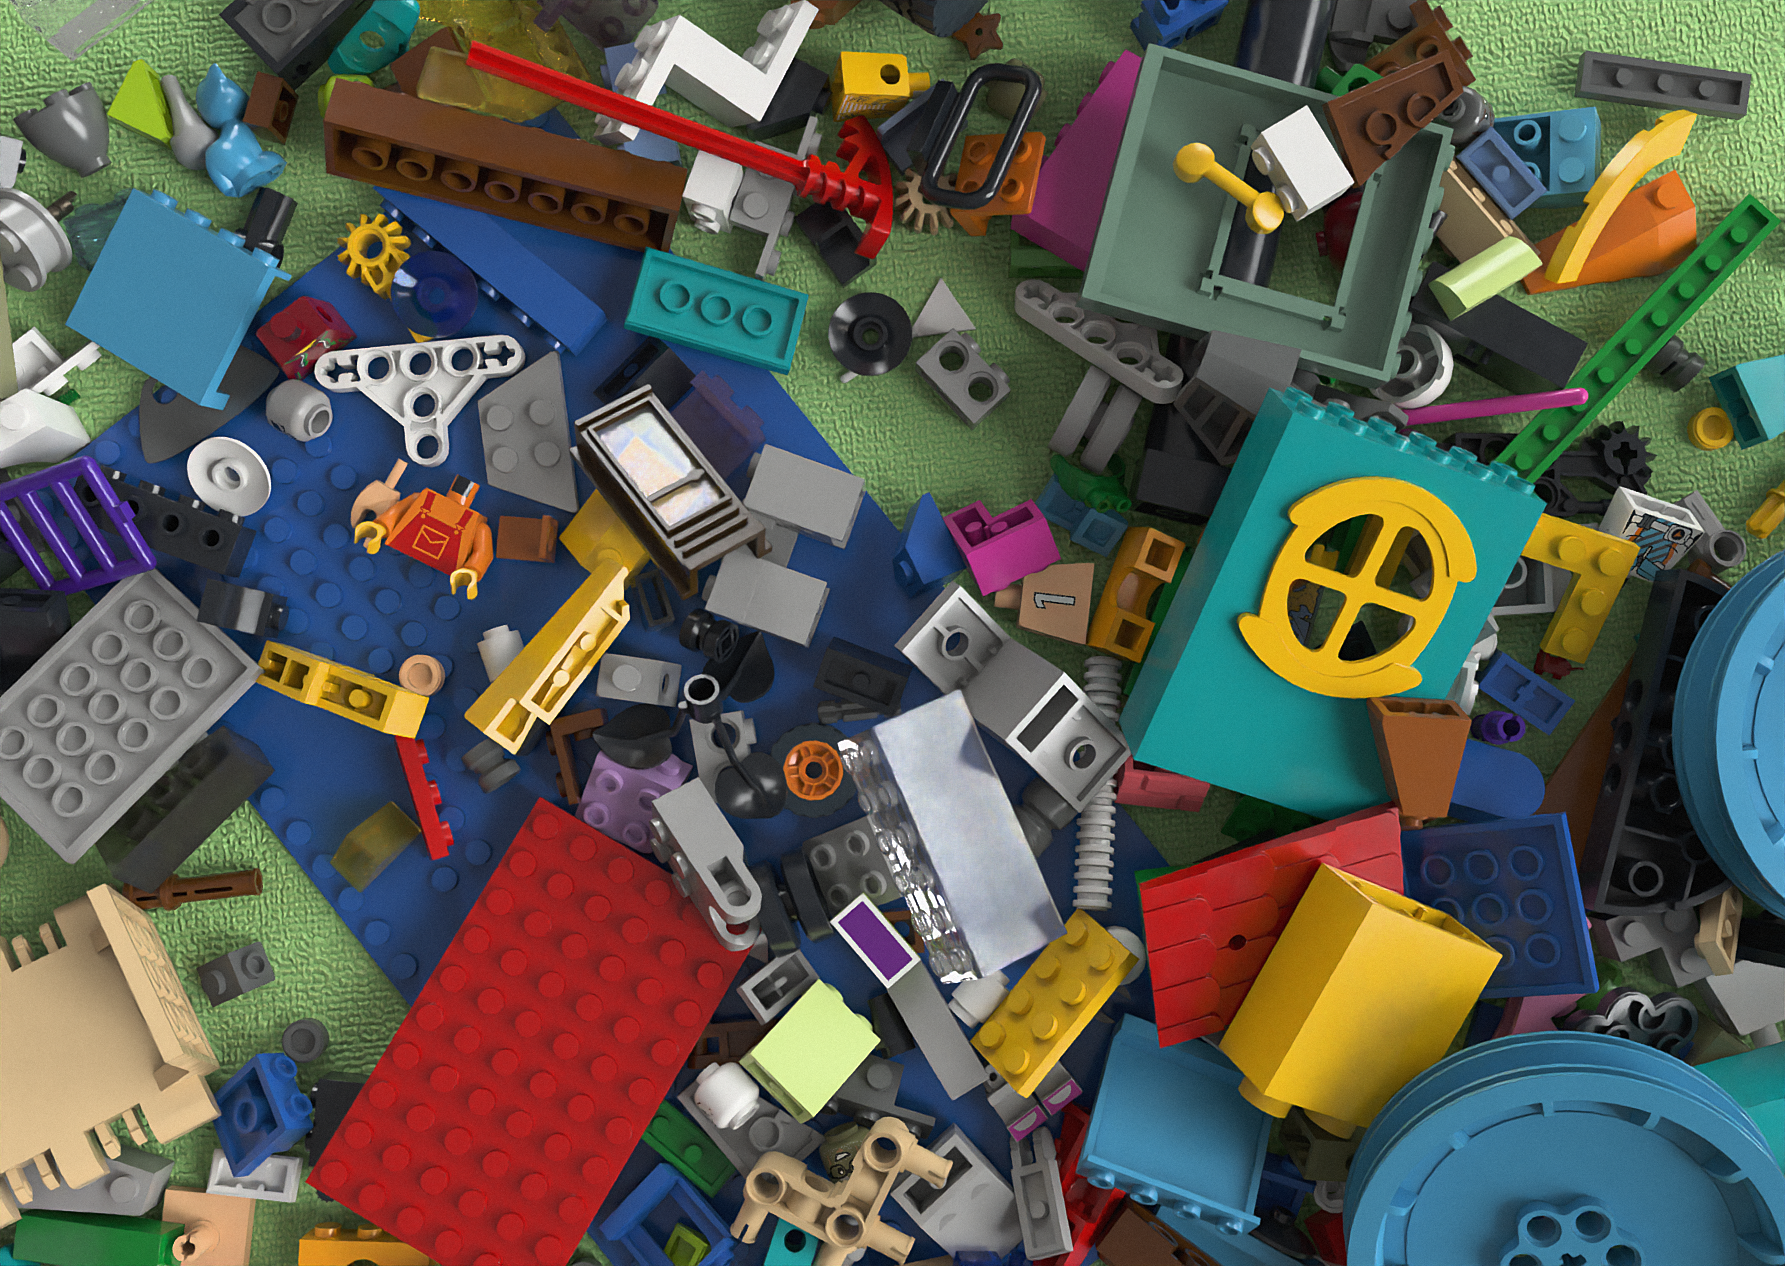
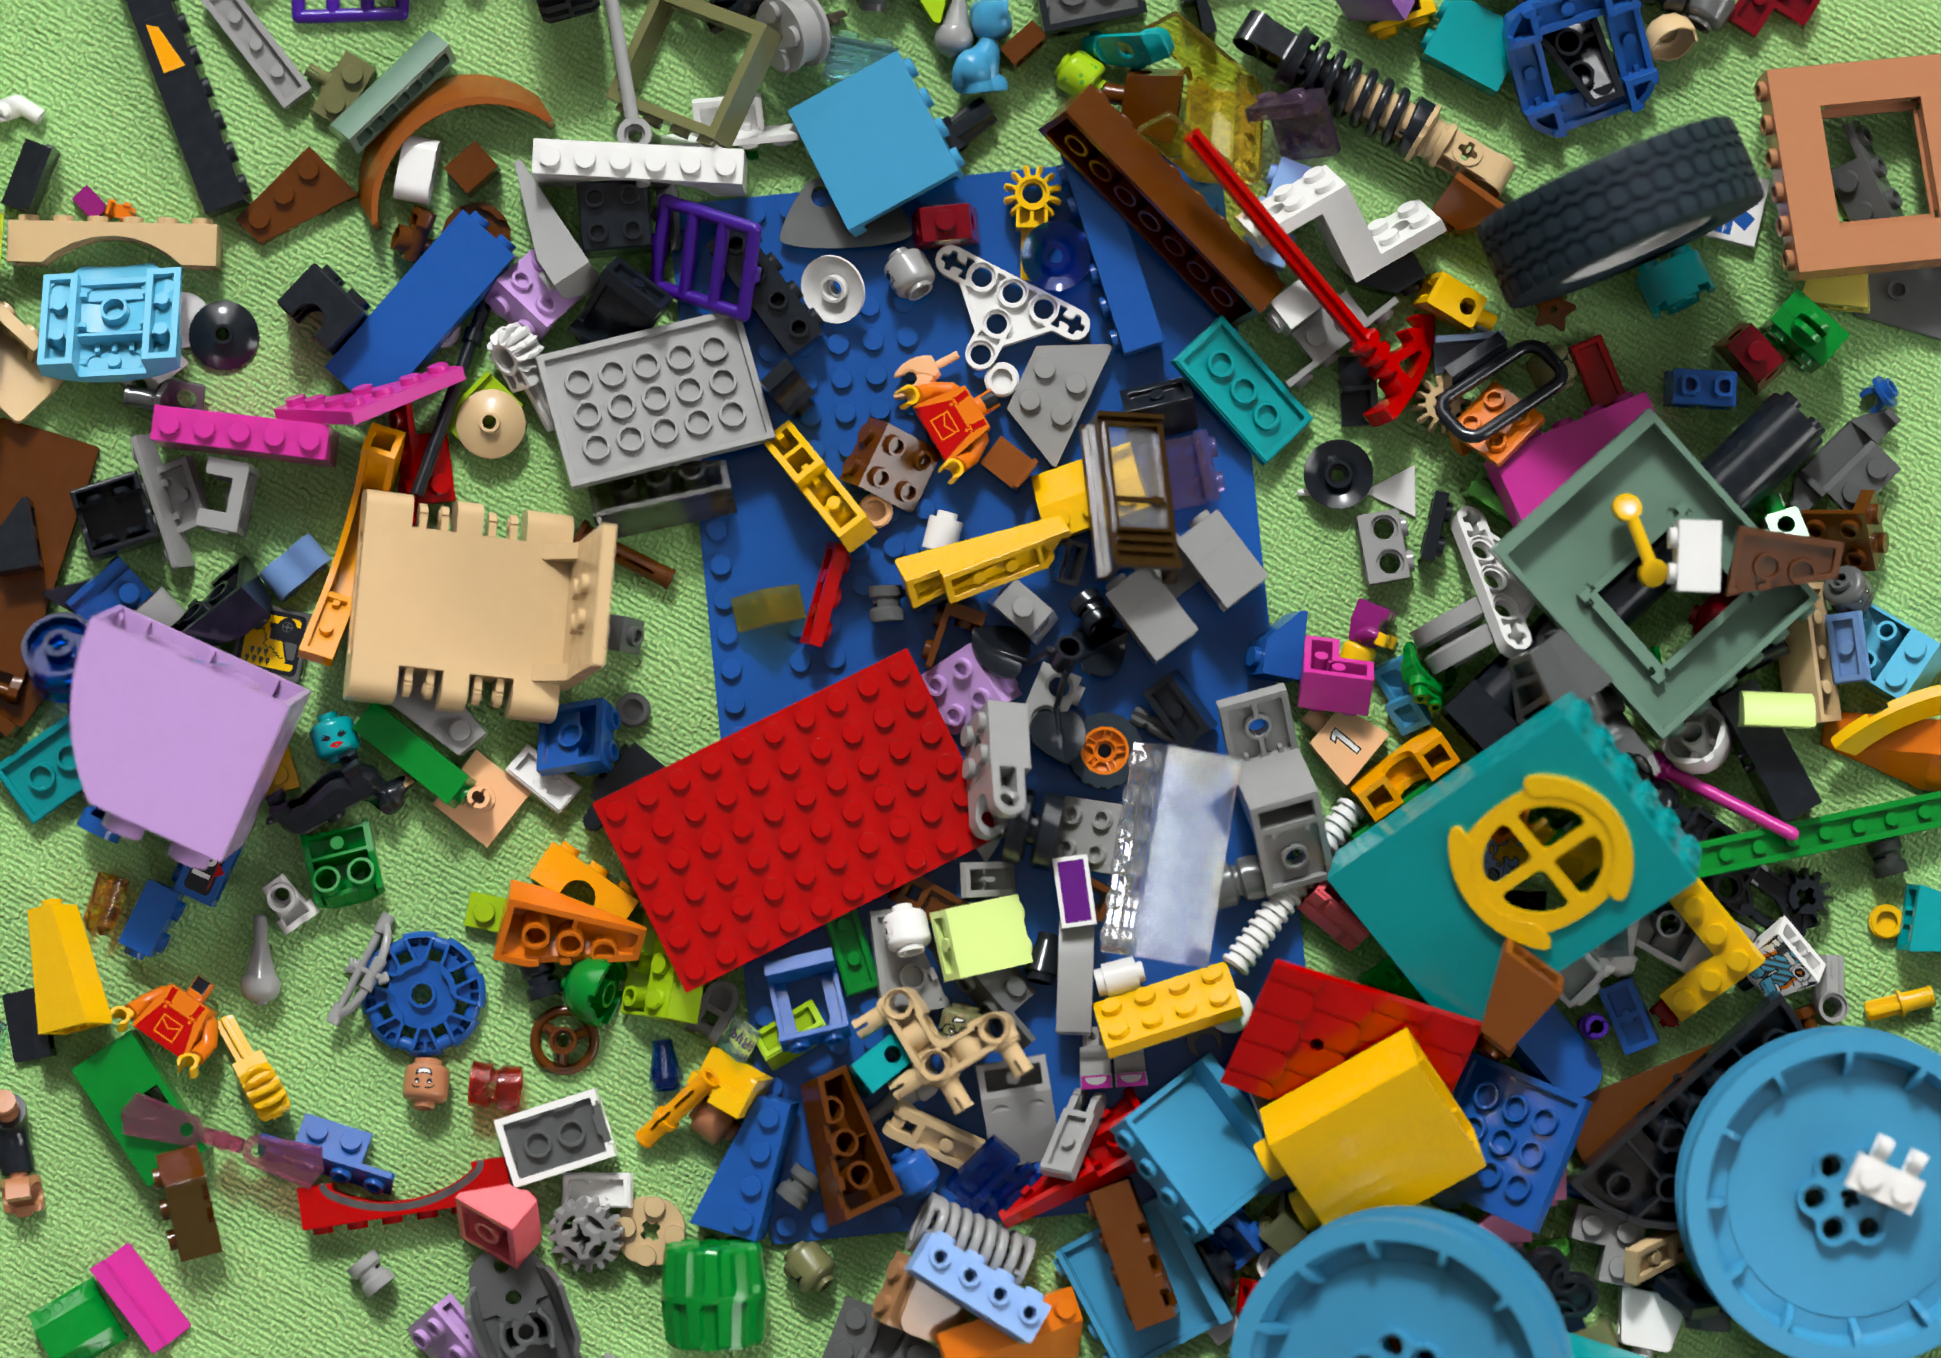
camera: 30 degrees right, 0 degrees up
(405, 618) = (890, 464): none -> reddish brown bracket
(465, 458) = (1001, 379): none -> white tile
(997, 307) = (1432, 542): none -> black plate
(1004, 472) = (1368, 631): none -> magenta piece
(1062, 66) = (1596, 371): none -> red tile

